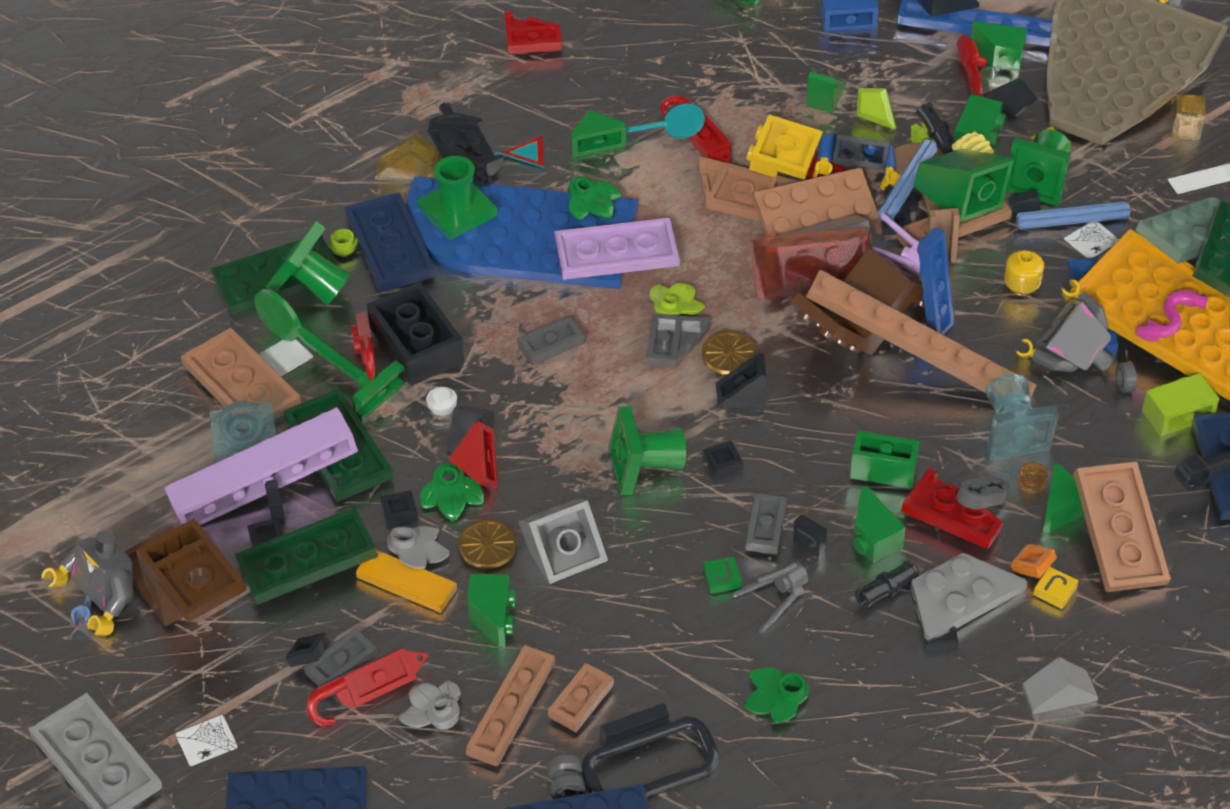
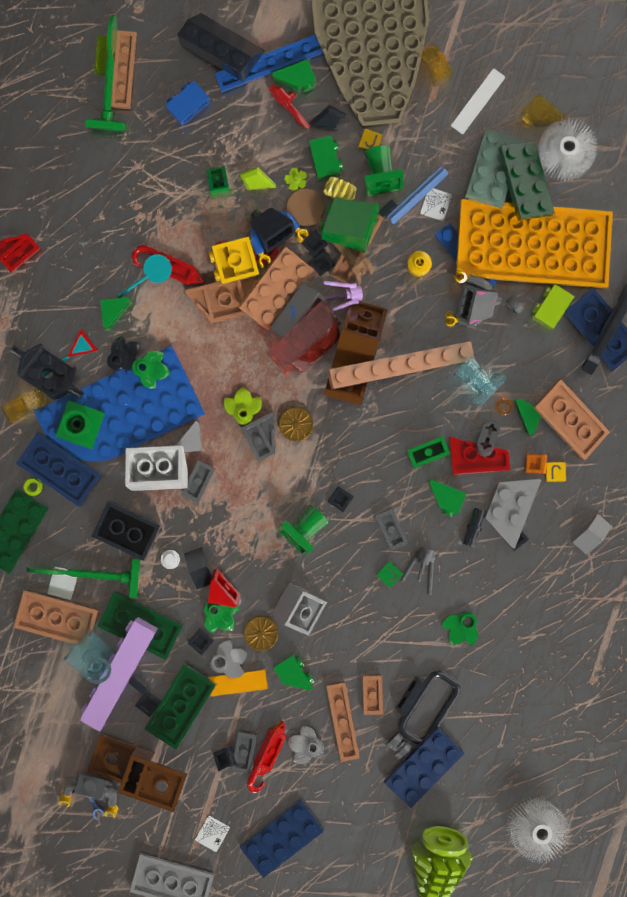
camera: 35 degrees left, 40 degrees up
(310, 268) = (33, 530): green plant -> none
(363, 343) = (107, 559): red plate -> none
(509, 291) = (156, 468): none -> white slope
(559, 178) = (125, 352): none -> black plate
(576, 295) = (192, 439): none -> light grey slope
(616, 248) = (189, 396): lavender tile -> none
(744, 385) = (320, 447): black slope -> none
(810, 535) = (418, 523): black tile -> none
(906, 181) = (314, 234): medium blue axle -> none
(936, 128) = (305, 179): black pin -> none
(936, 281) = (388, 325): blue plate -> none
(1154, 331) = (517, 236): dark pink animal -> none

